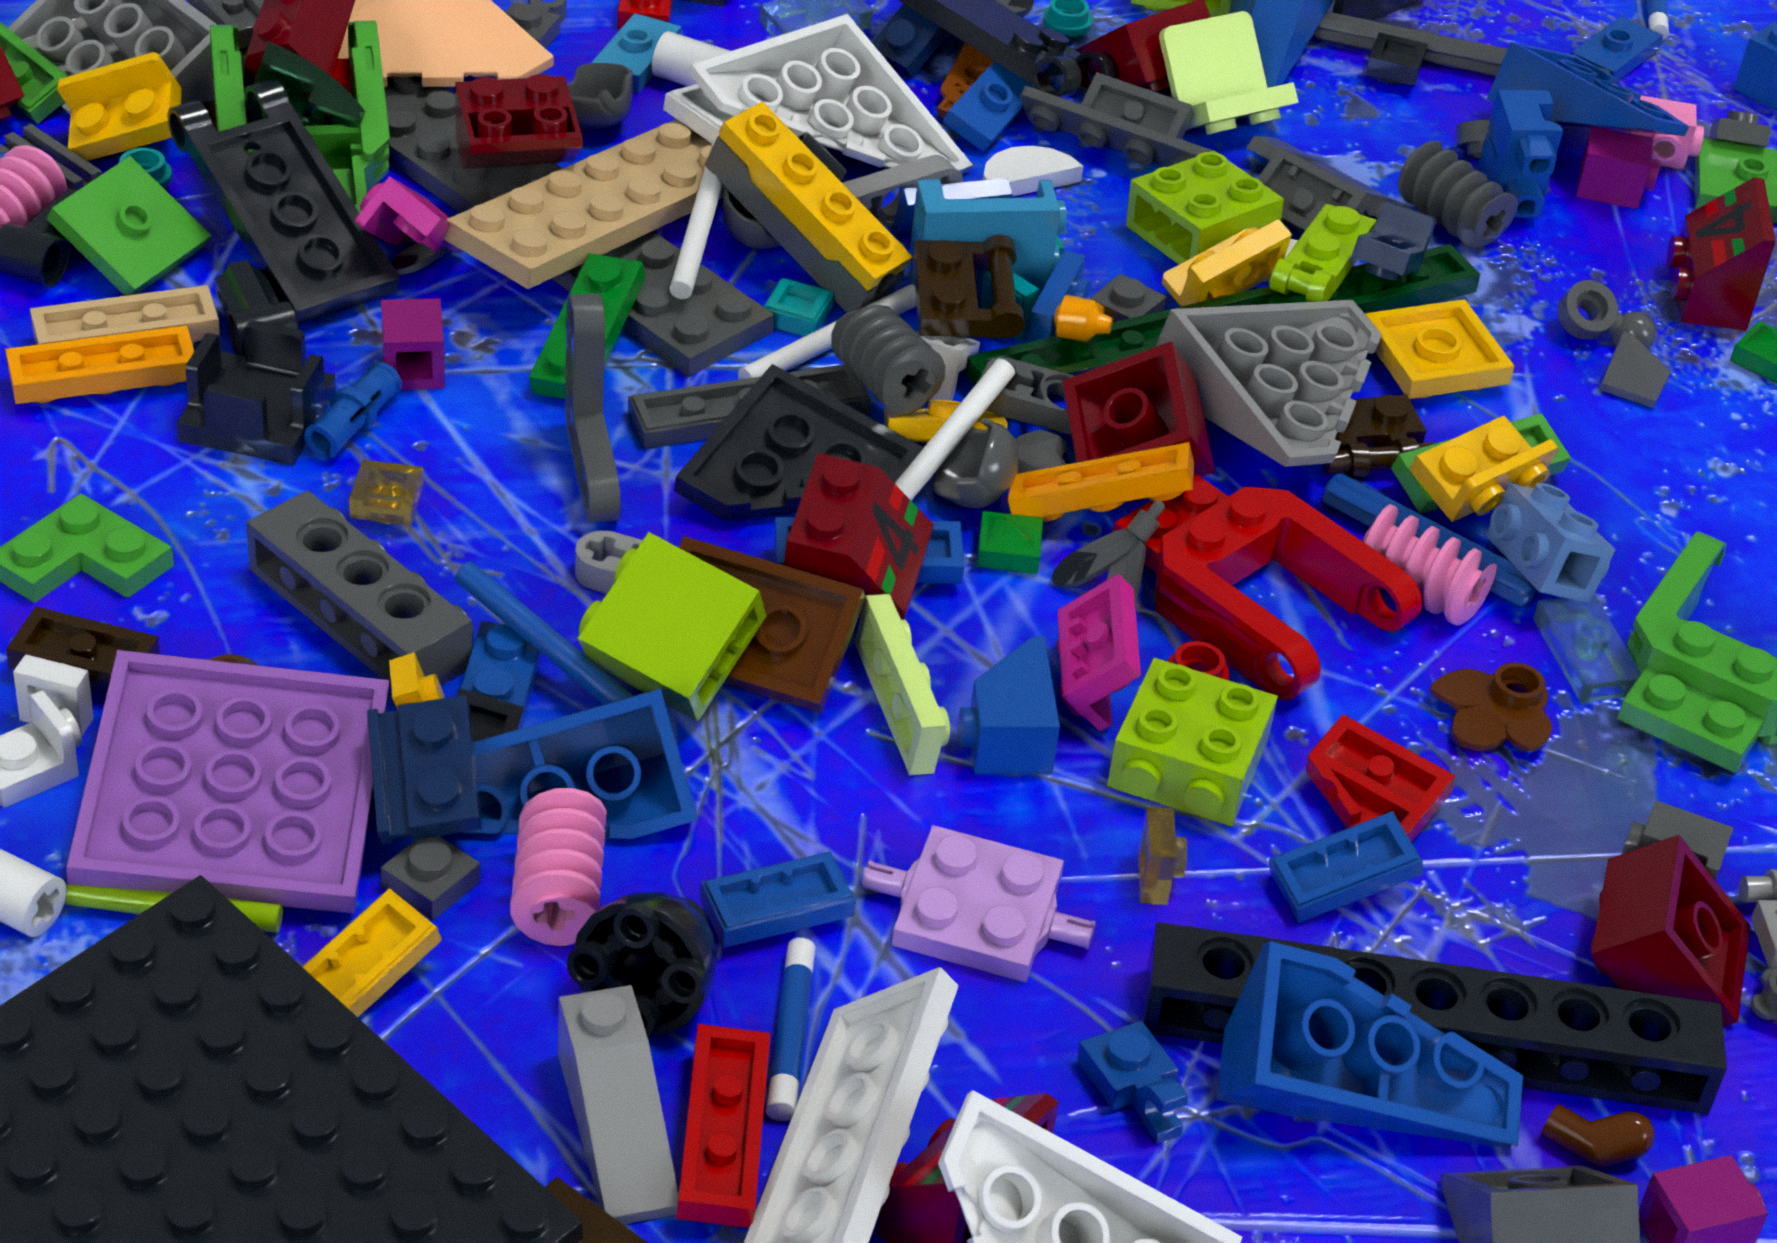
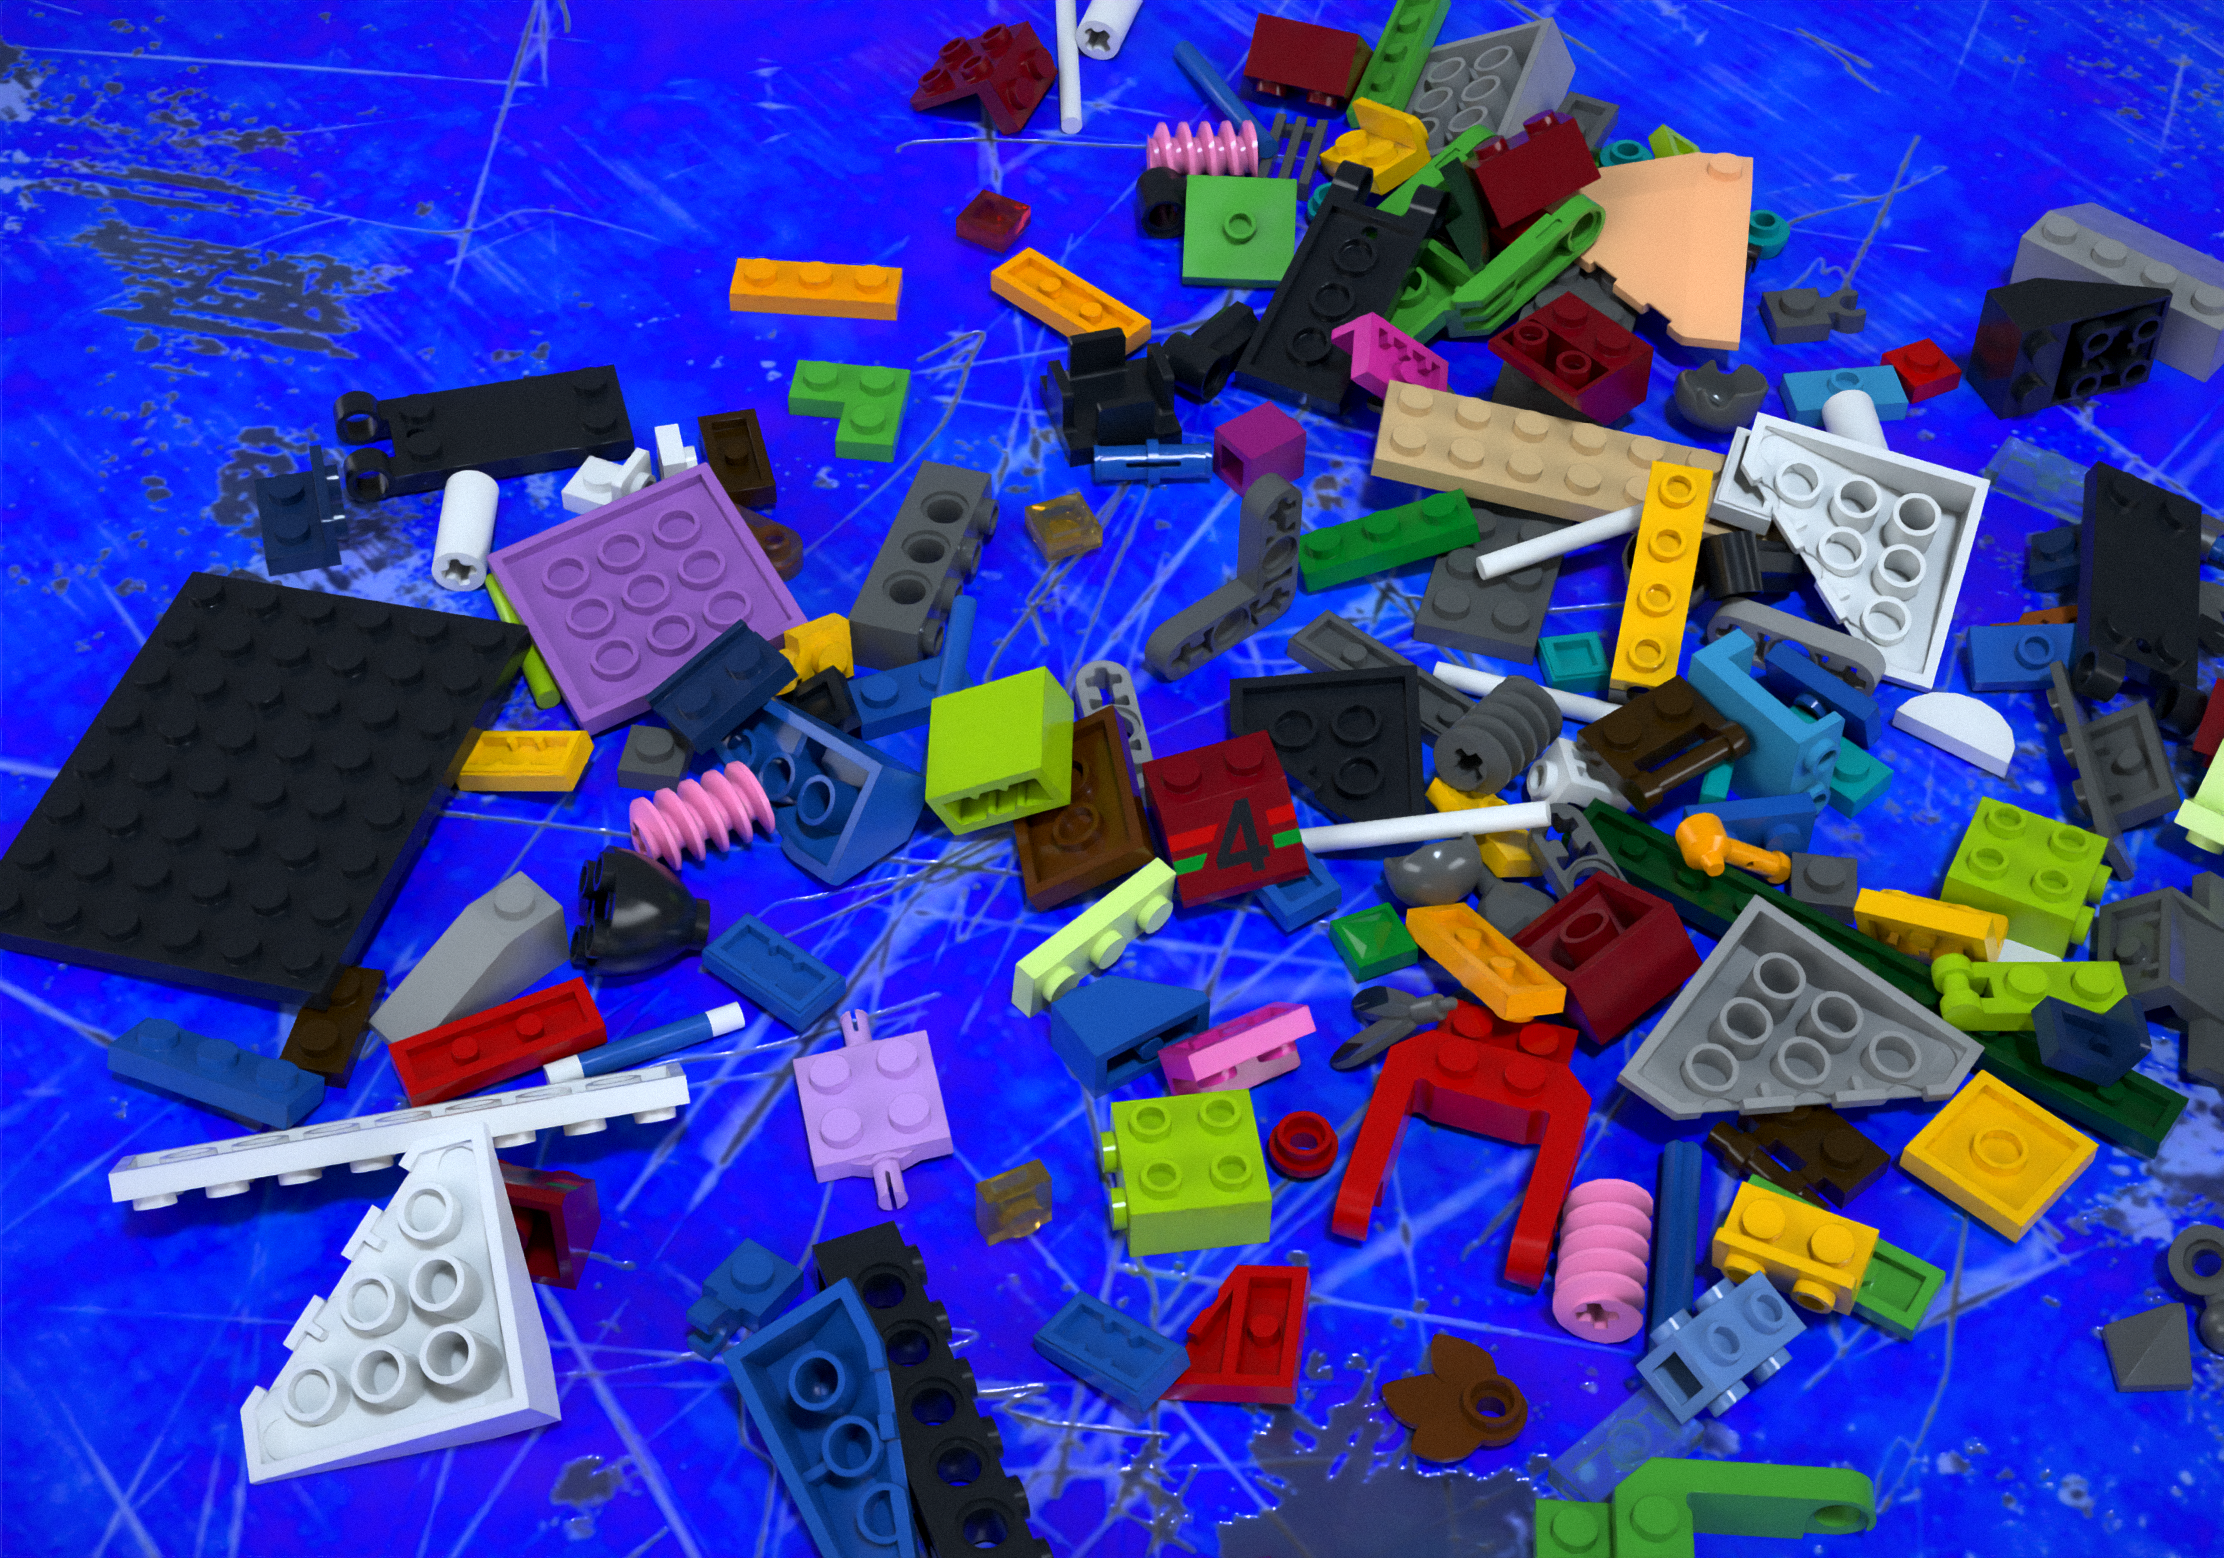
camera: 65 degrees right, 5 degrees up
(128, 314) = (1137, 287): tan plate -> none

